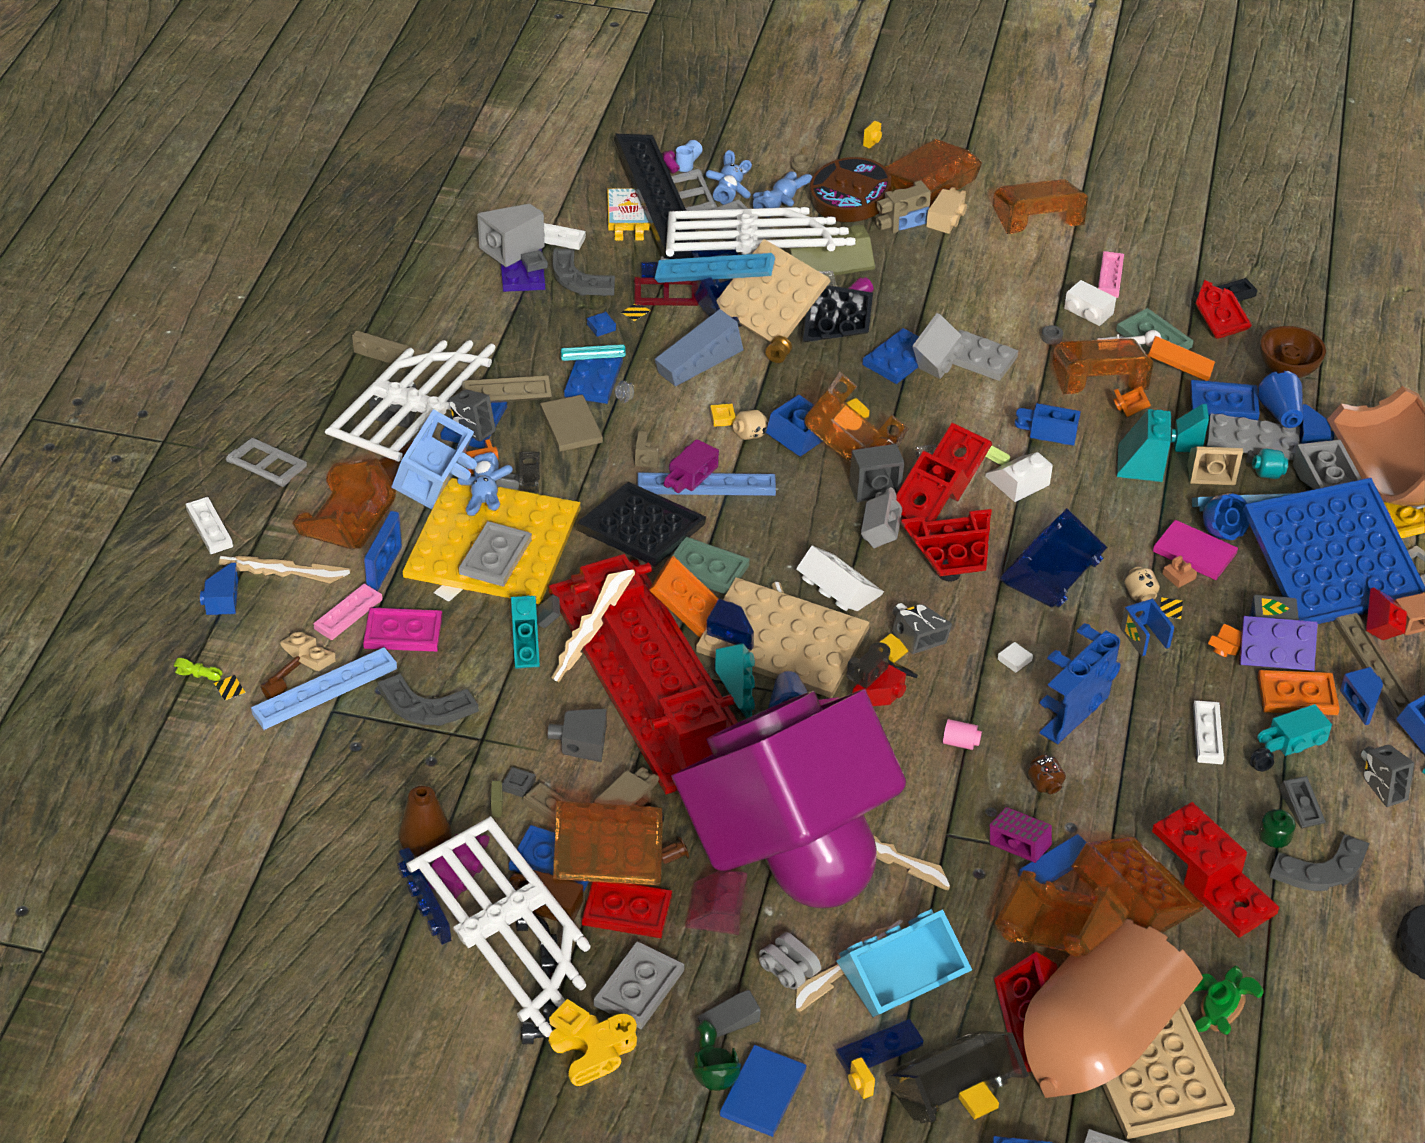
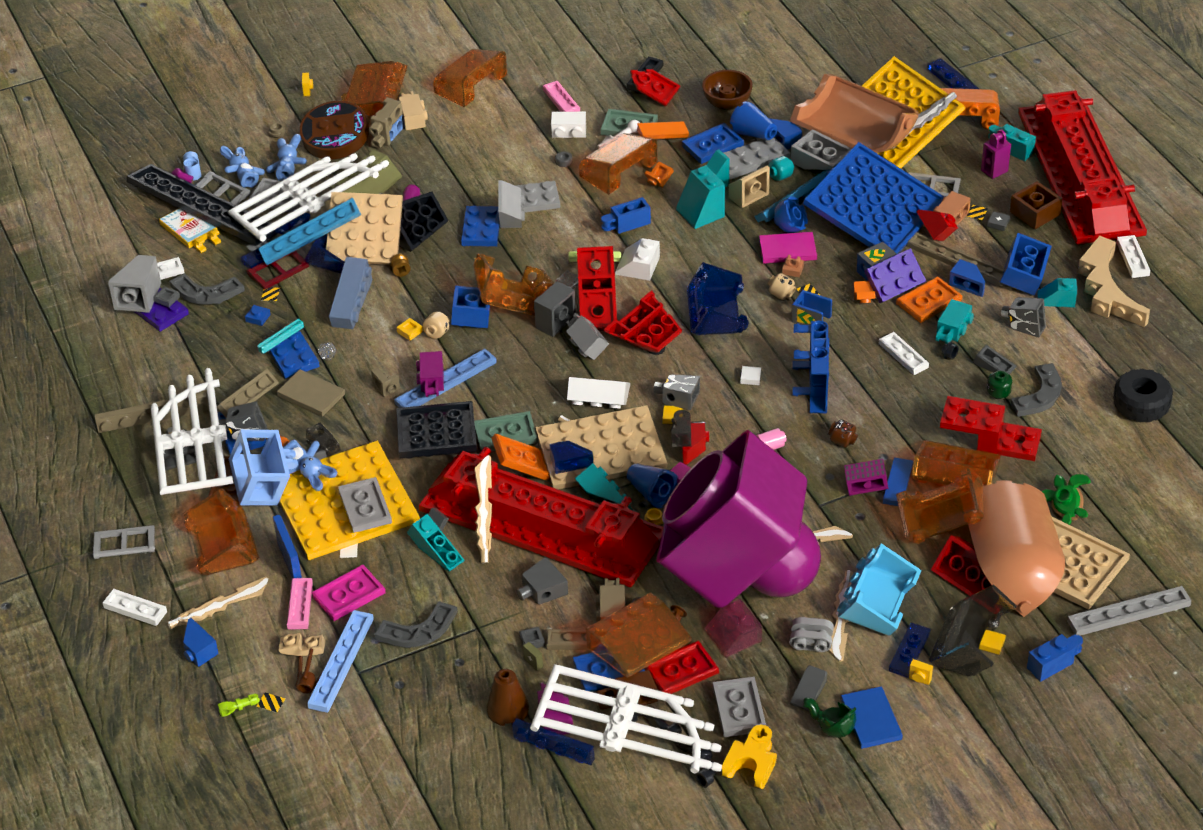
camera: 35 degrees left, 0 degrees up
(569, 1018) = (729, 749): yellow plate -> none

